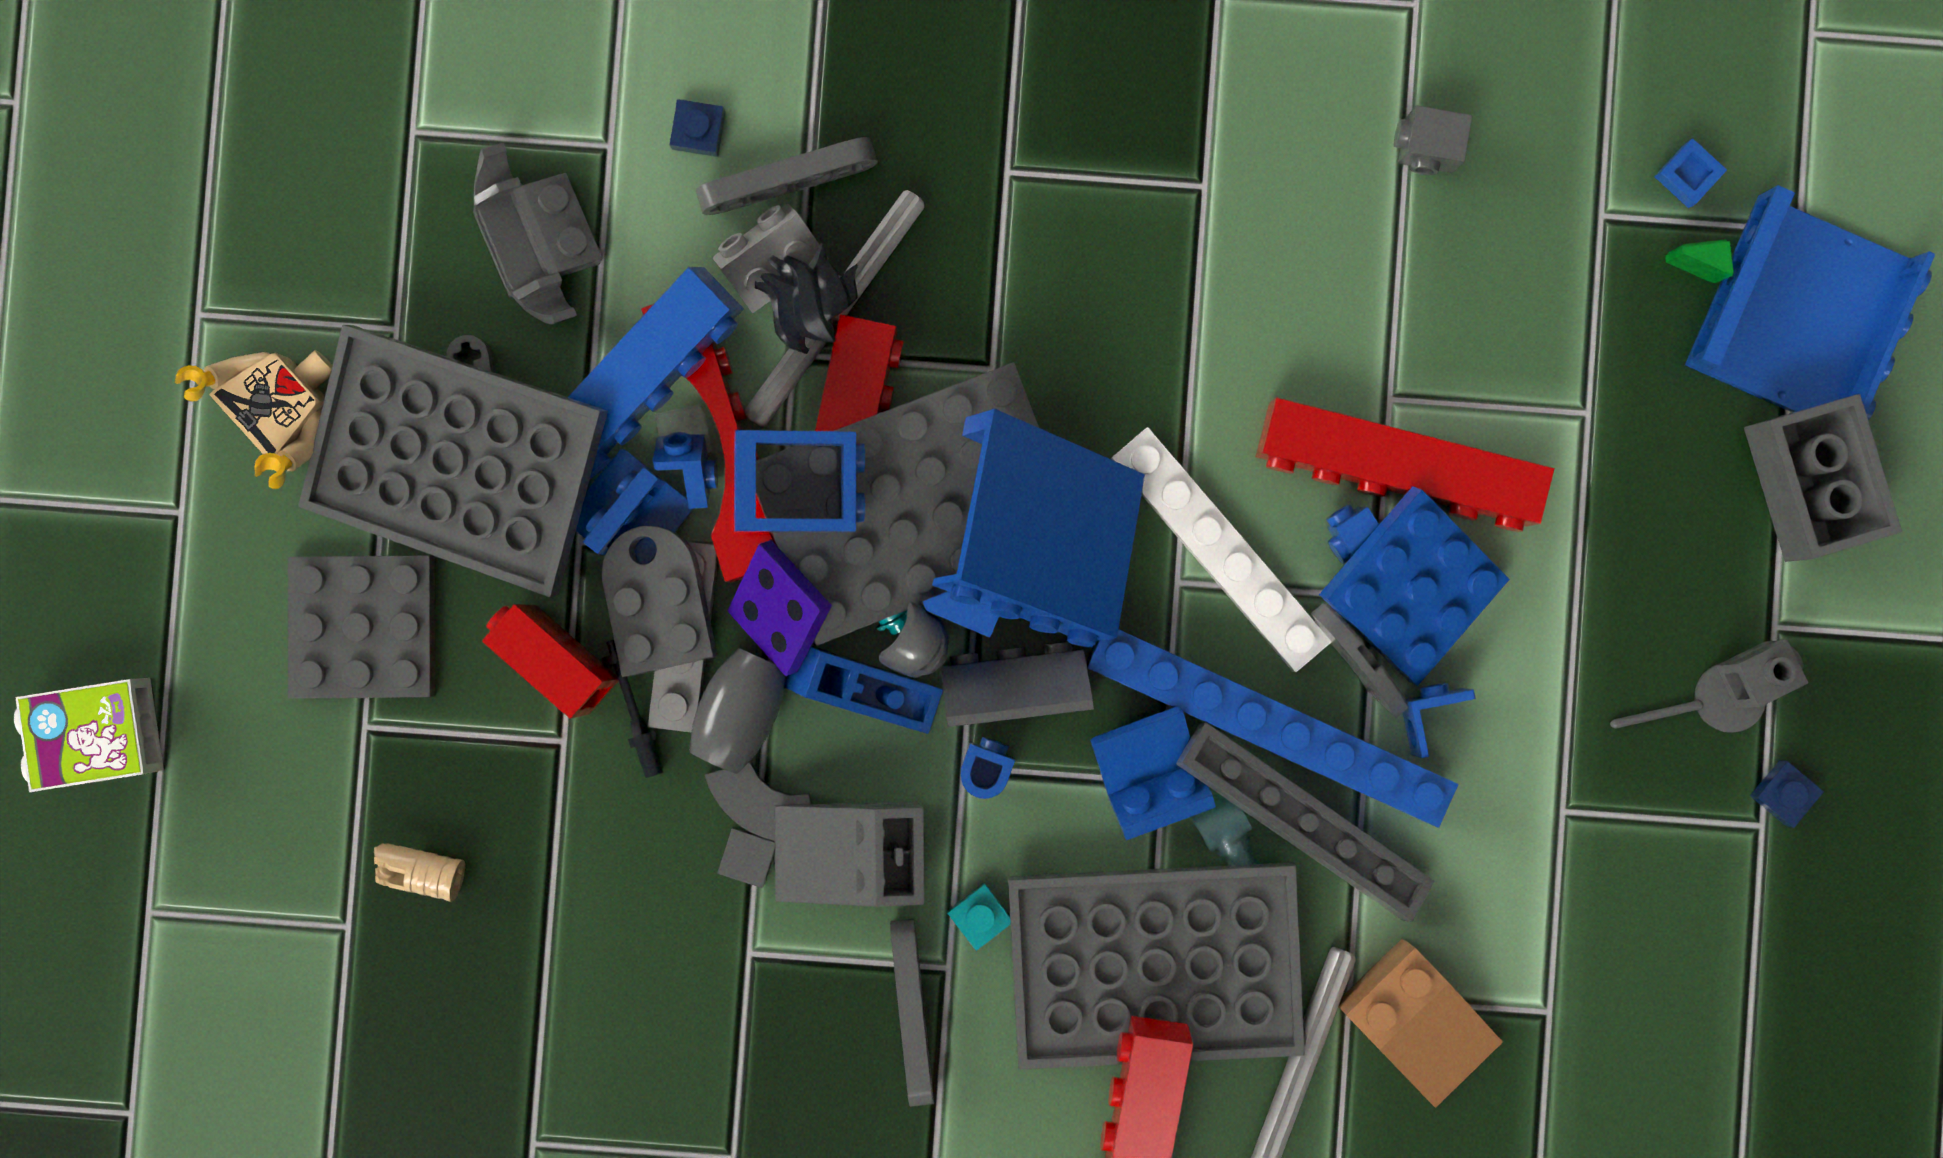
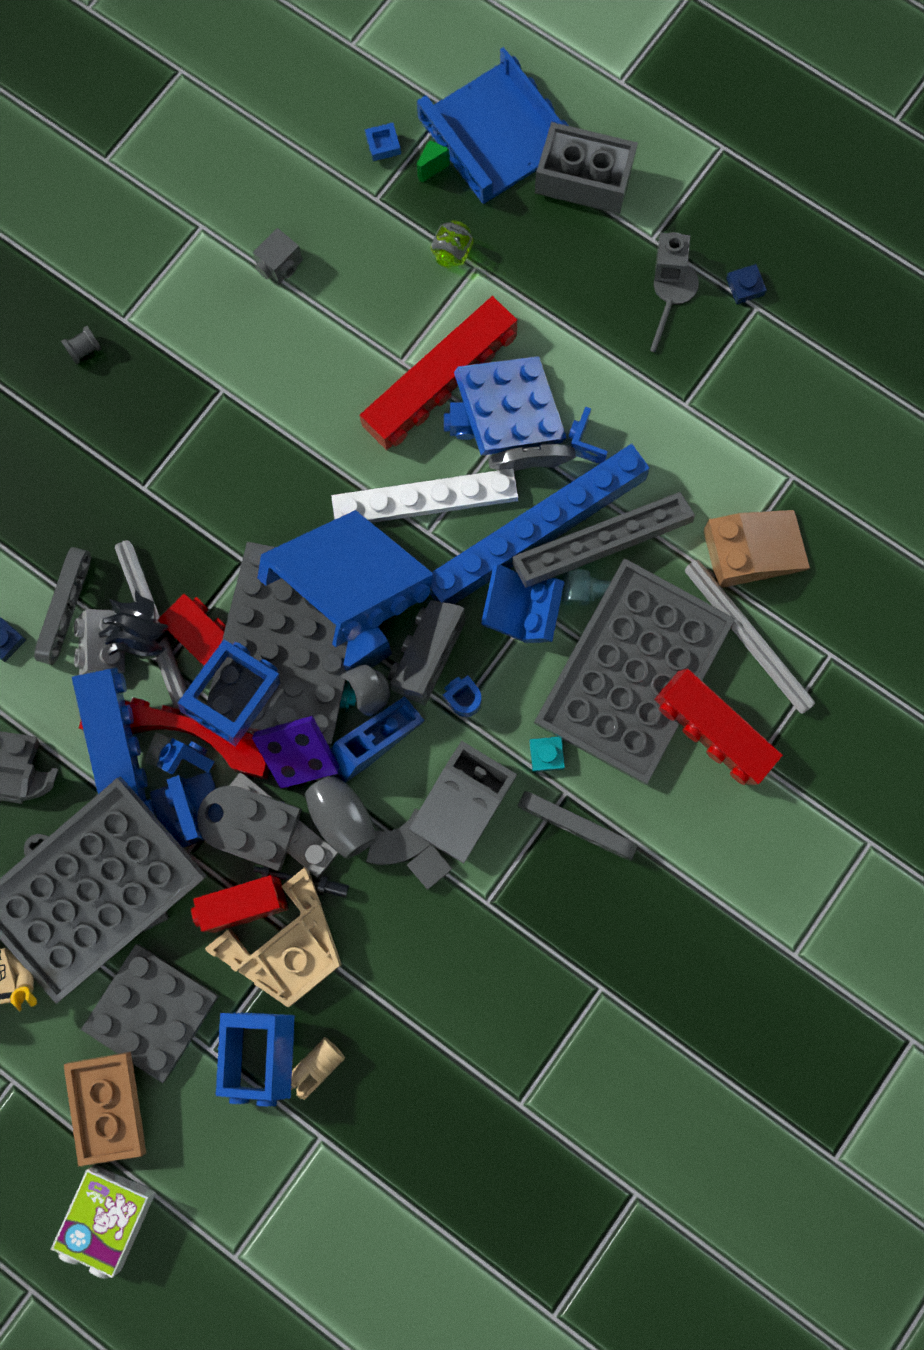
camera: 50 degrees left, 10 degrees down
(214, 650) = (104, 1109): none -> medium nougat plate
(433, 806) = (278, 1057): none -> blue window
(532, 762) = (295, 956): none -> tan wing
(1597, 363) = (452, 244): none -> head

